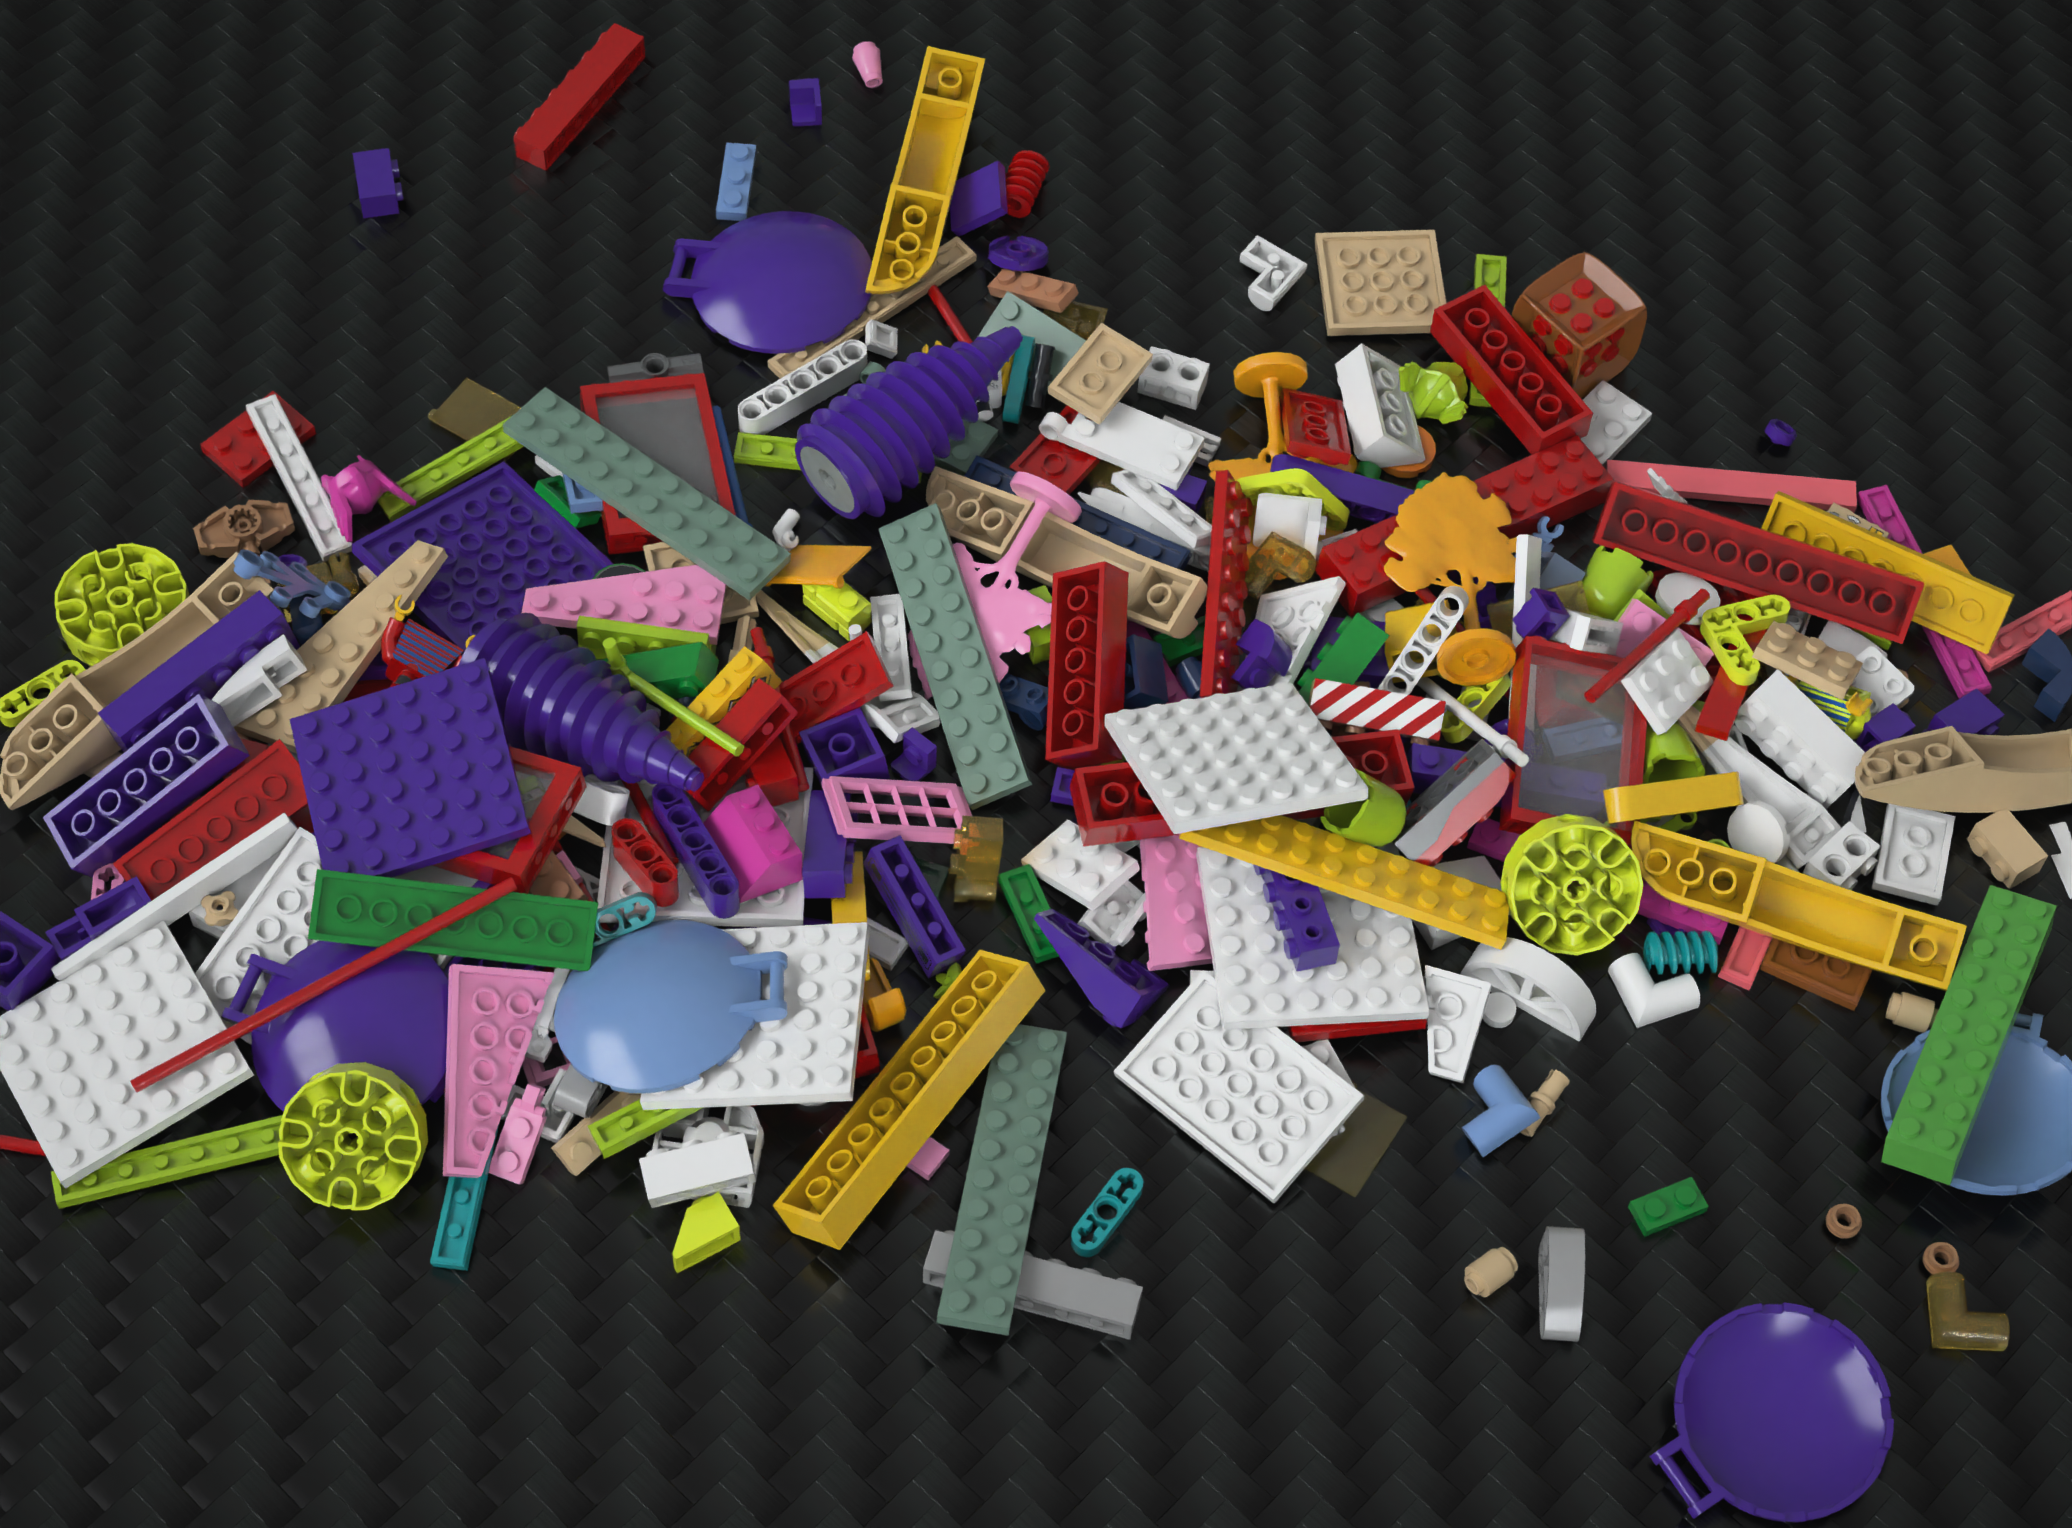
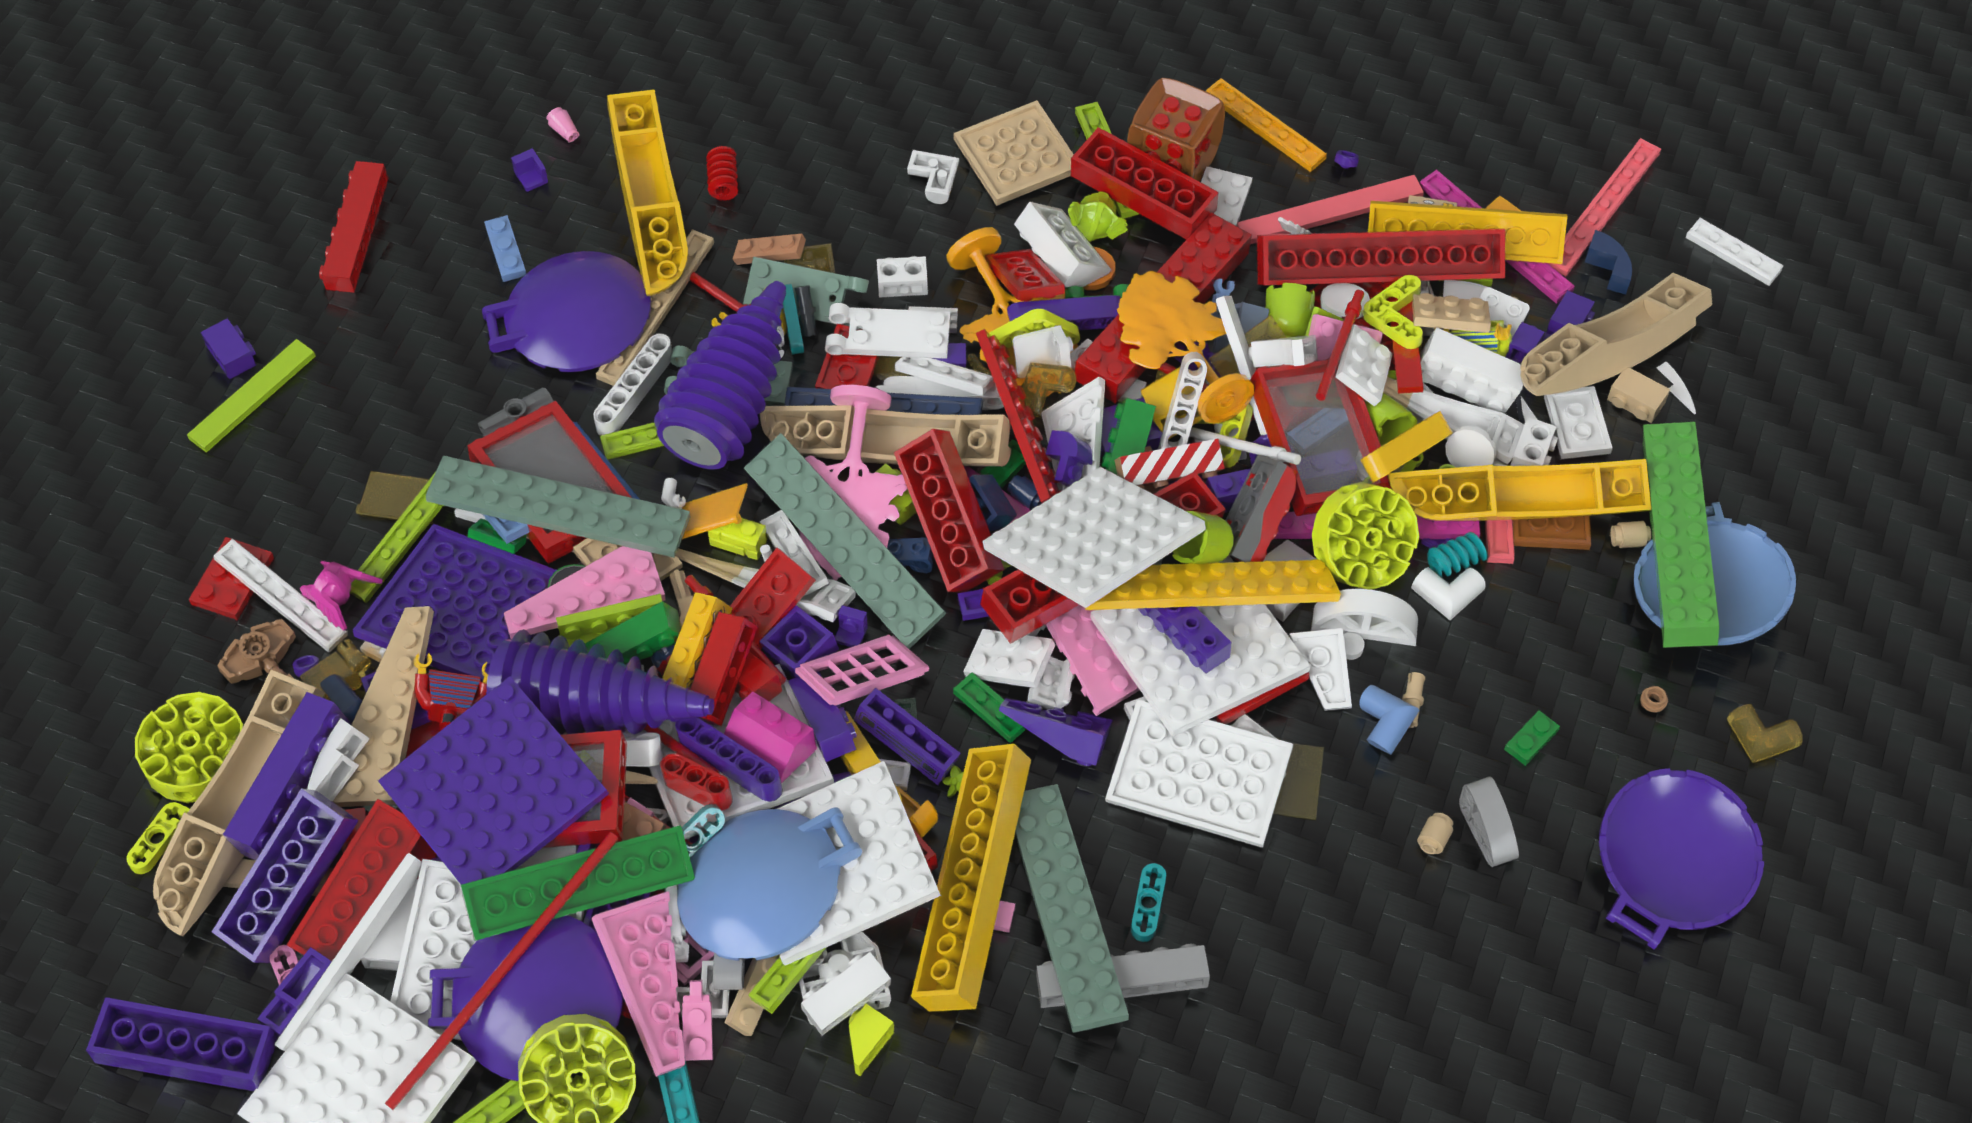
camera: 20 degrees left, 0 degrees up
(223, 916) = (391, 951): tan plate -> none
(332, 595) = (322, 671): medium blue plant -> none
(377, 244) = (251, 395): none -> lime tile
(620, 666) = (609, 645): lime bar -> none
(881, 338) = (673, 326): white tile -> none
(977, 858) = (934, 683): clear yellow hinge -> none
(978, 199) = (697, 195): dark purple tile -> none
(1018, 255) = (745, 226): dark purple tile -> none
(1100, 373) = (854, 292): tan plate -> none
(1540, 615) = (1257, 351): dark purple brick -> none
(1701, 357) = (1268, 126): none -> light orange tile
(1944, 1251) = (1730, 693): medium nougat plate -> none

